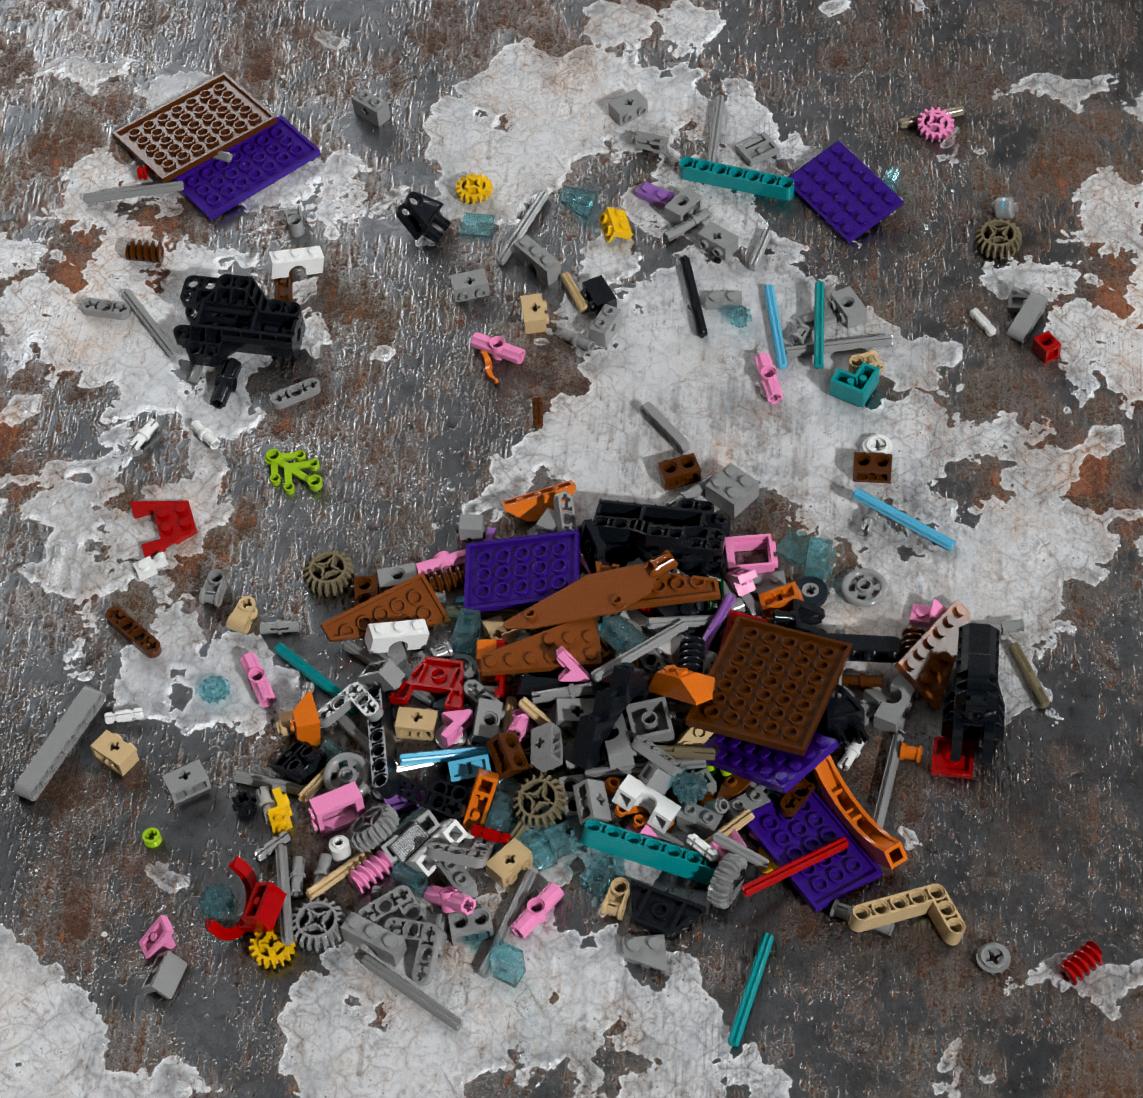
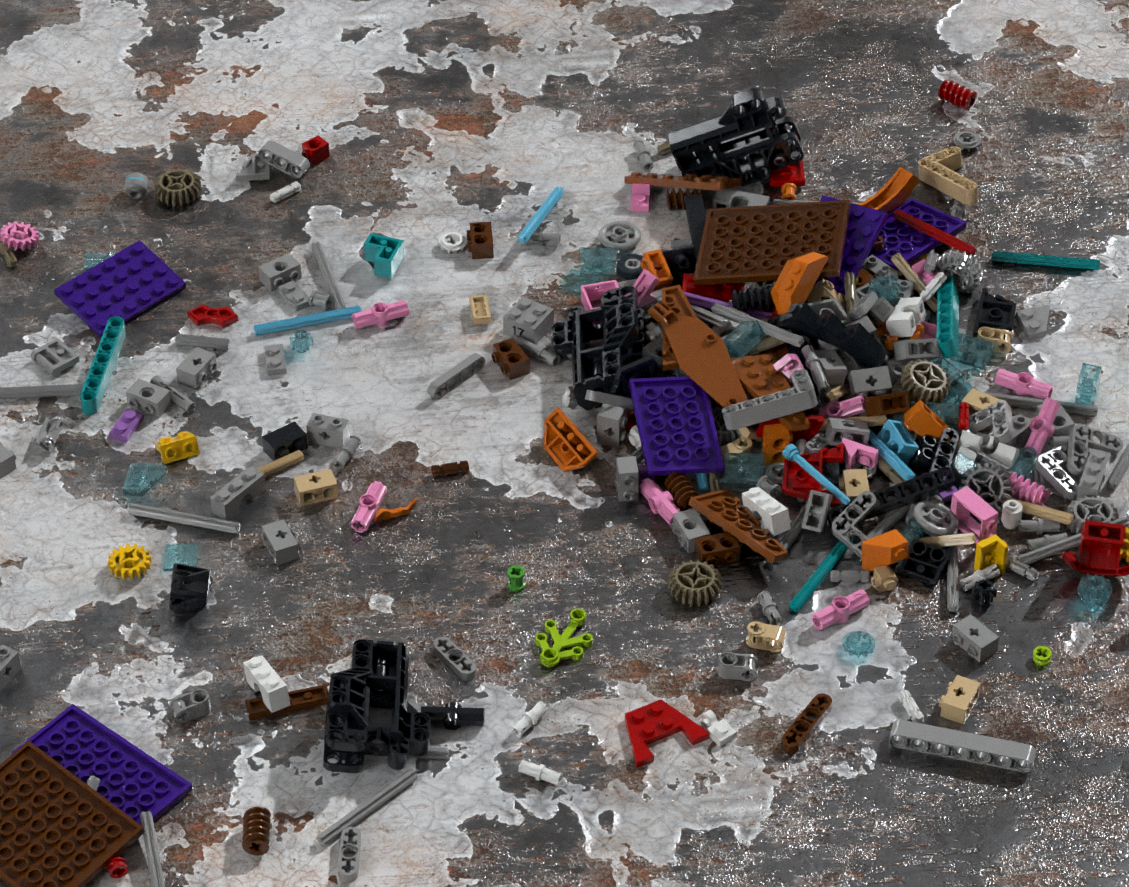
camera: 105 degrees left, 10 degrees down
(372, 443) = (516, 580): none -> bright green bush
(457, 662) = (792, 454): none -> medium azure piece
(500, 657) = (774, 405): none -> light grey beam
(693, 296) = (273, 379): black axle -> none
(763, 457) = (480, 309): none -> tan plate
(795, 265) = (206, 315): none -> red tile
(819, 325) = (310, 283): teal axle -> none
(856, 360) = (353, 257): tan piece -> none

